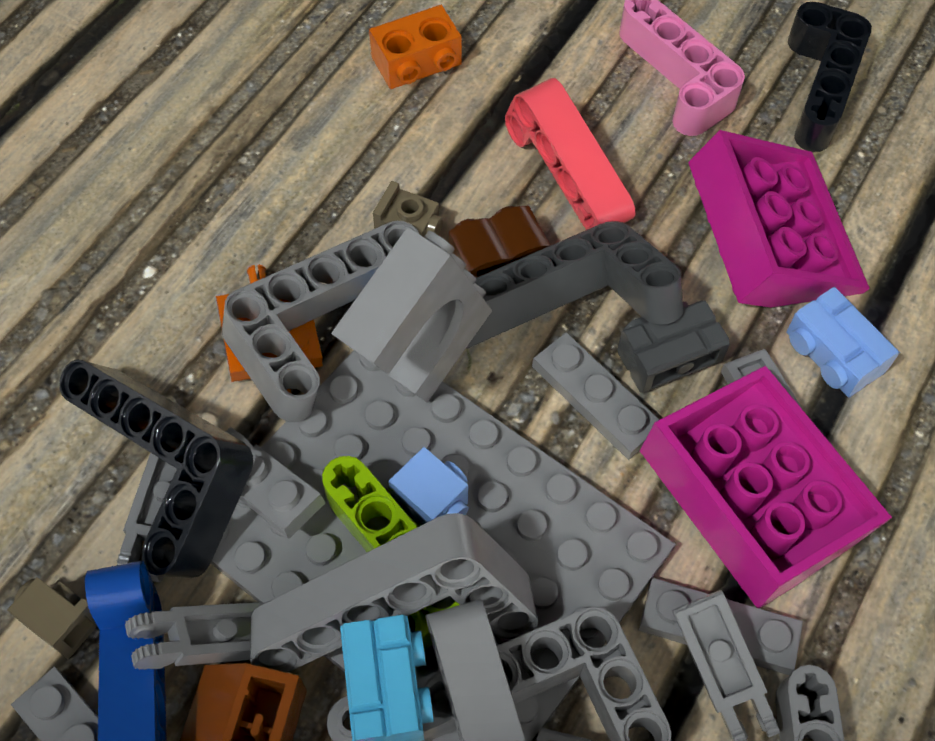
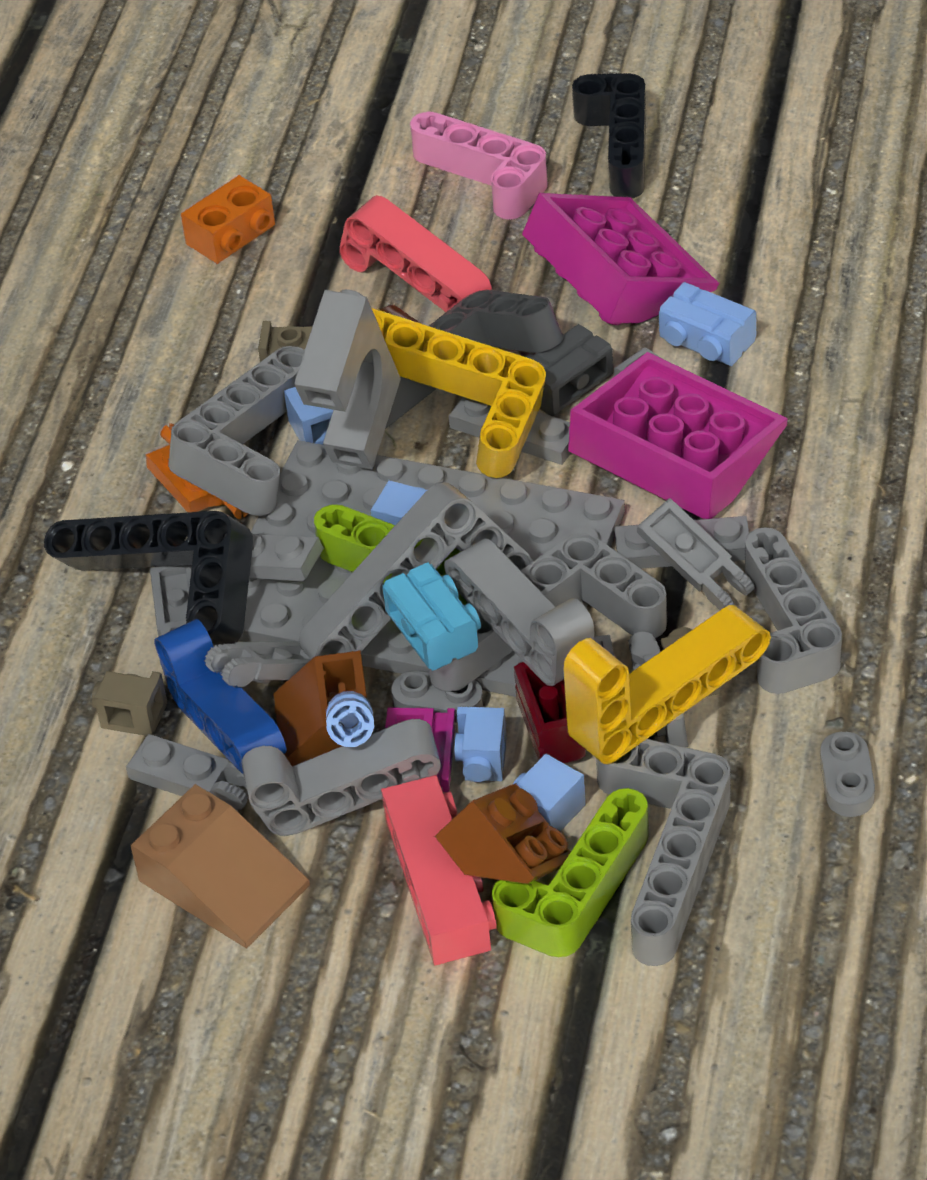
camera: 15 degrees left, 15 degrees down
(554, 331) = (477, 372): none -> yellow beam

